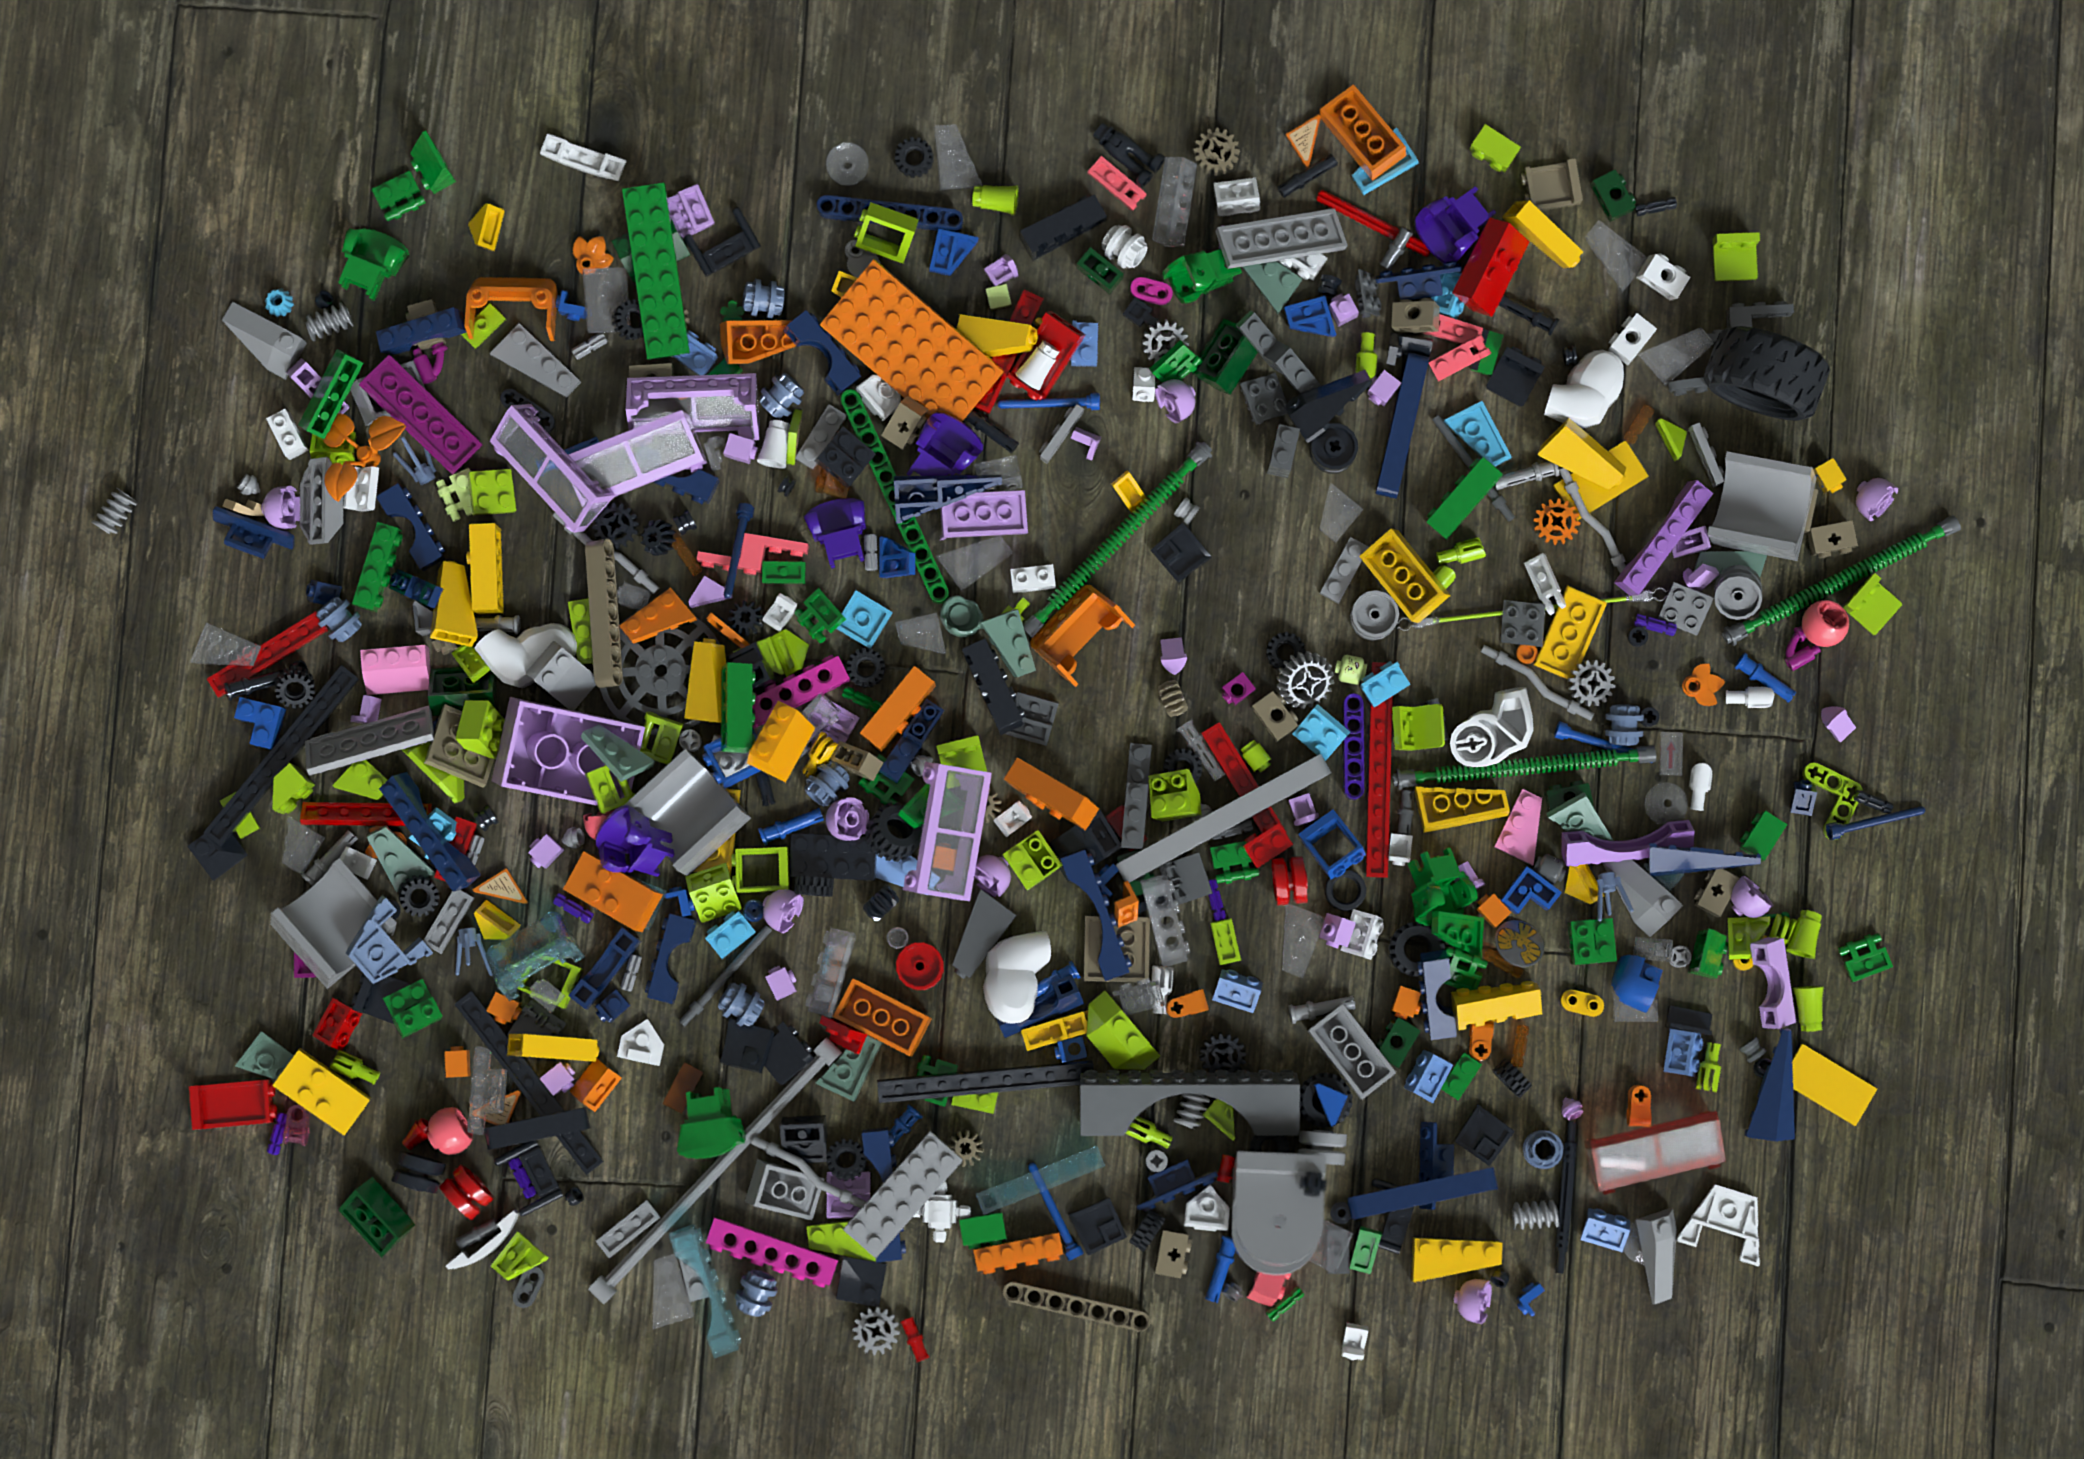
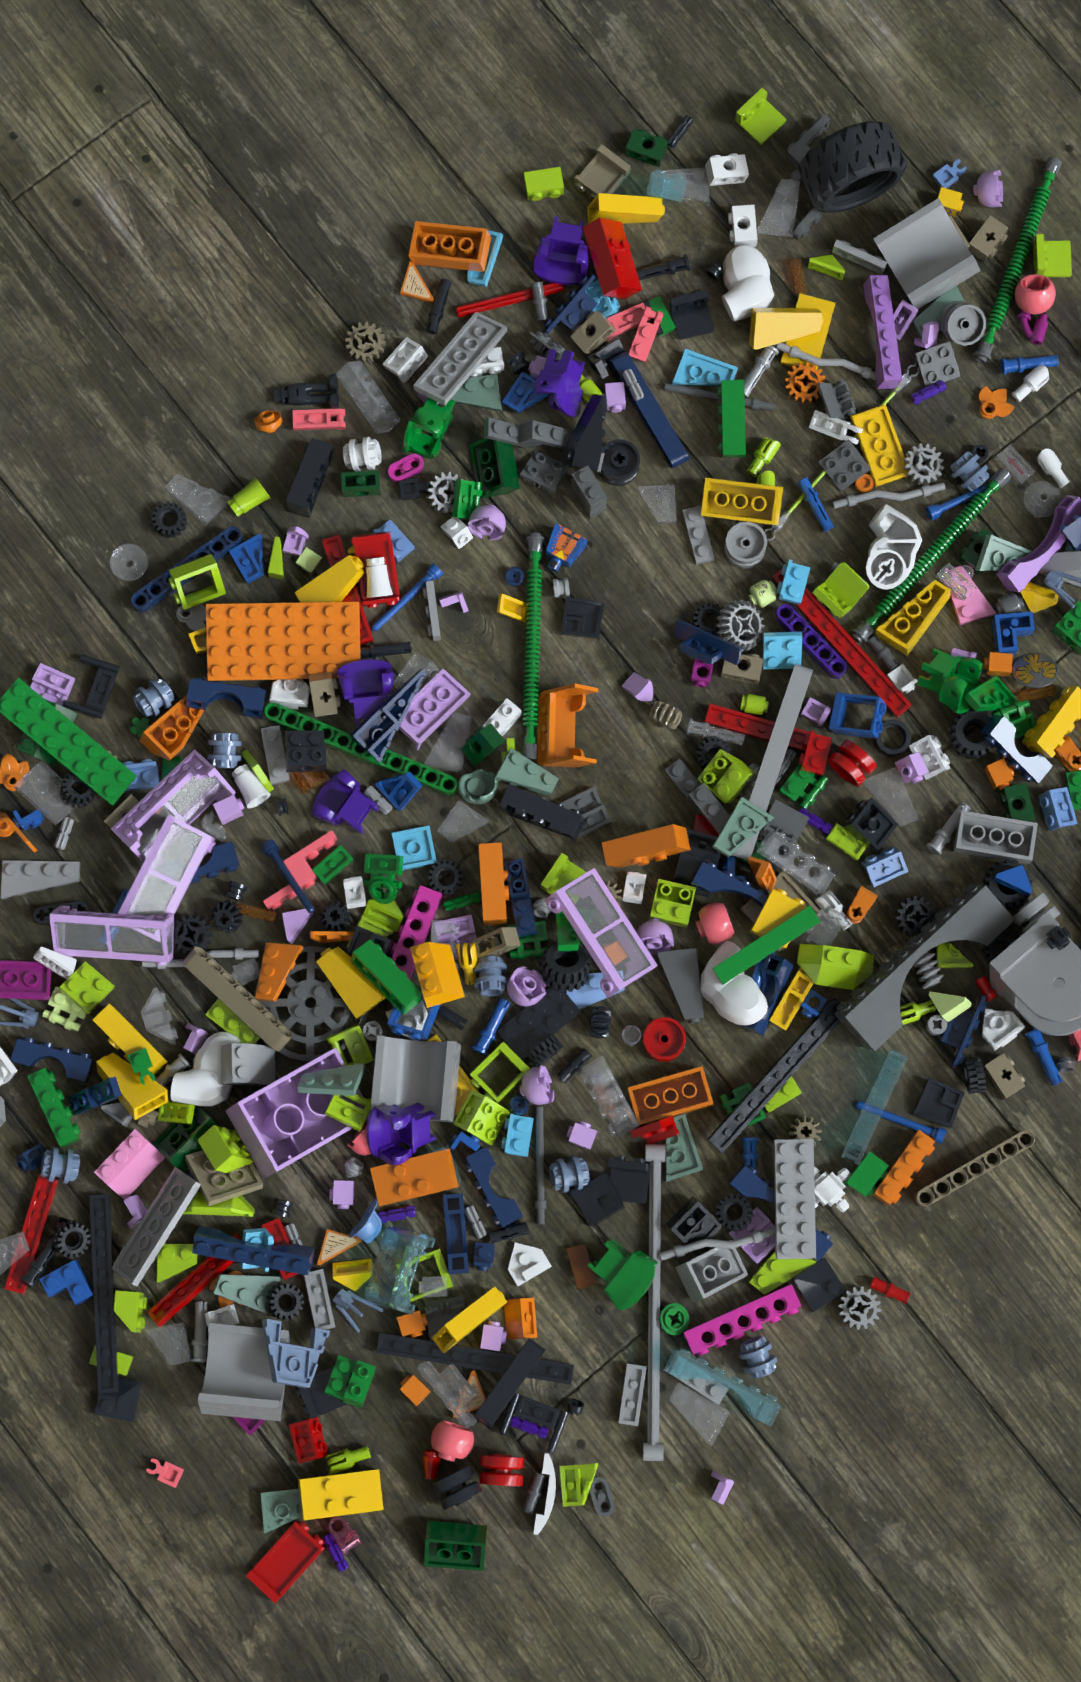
camera: 45 degrees left, 5 degrees down
(202, 948) = (169, 1473): none -> coral plate
(476, 595) = (141, 1063): none -> green plate
(486, 449) = (57, 962): none -> white slope
(527, 569) = (157, 1018): none -> clear slope
(541, 615) = (195, 1039): none -> lavender tile
(541, 897) = (369, 1225): none -> medium blue piece
(630, 1371) = (723, 1487): none -> lavender tile
(650, 1006) = (509, 1232): none -> black pin
(727, 1202) = (681, 1315): none -> green gear
(797, 631) = (378, 894): none -> green gear
(828, 919) = (574, 1065): none -> black pin
(968, 275) = (275, 567): none -> lime slope
(997, 583) = (482, 744): none -> dark green brick
(1050, 909) = (715, 923): none -> coral wheel
(1072, 146) = (268, 421): none -> orange plate
(1072, 966) = (766, 945): none -> green tile
(1105, 954) = (776, 911): none -> yellow panel
(1143, 849) = (740, 827): none -> sand green wing
(1157, 465) = (514, 576): none -> dark blue tile
(1179, 1154) = (949, 1005): none -> yellowish green slope
(1220, 479) = (564, 547): none -> torso
(1258, 669) = (705, 645): none -> dark blue bracket
(1258, 945) = (870, 824): none -> black plate
(1345, 337) = (562, 383): none -> dark purple piece
(1405, 395) = (631, 381): none -> light grey piece
(1466, 636) = (815, 504): none -> blue pin
(1524, 808) = (957, 580): none -> clear plate
(1567, 559) = (836, 400): none -> dark grey hinge
(1596, 245) = (666, 186): none -> clear light blue brick
(1643, 632) = (923, 415): black bush -> none
(1849, 452) = (948, 176): none -> medium blue plate

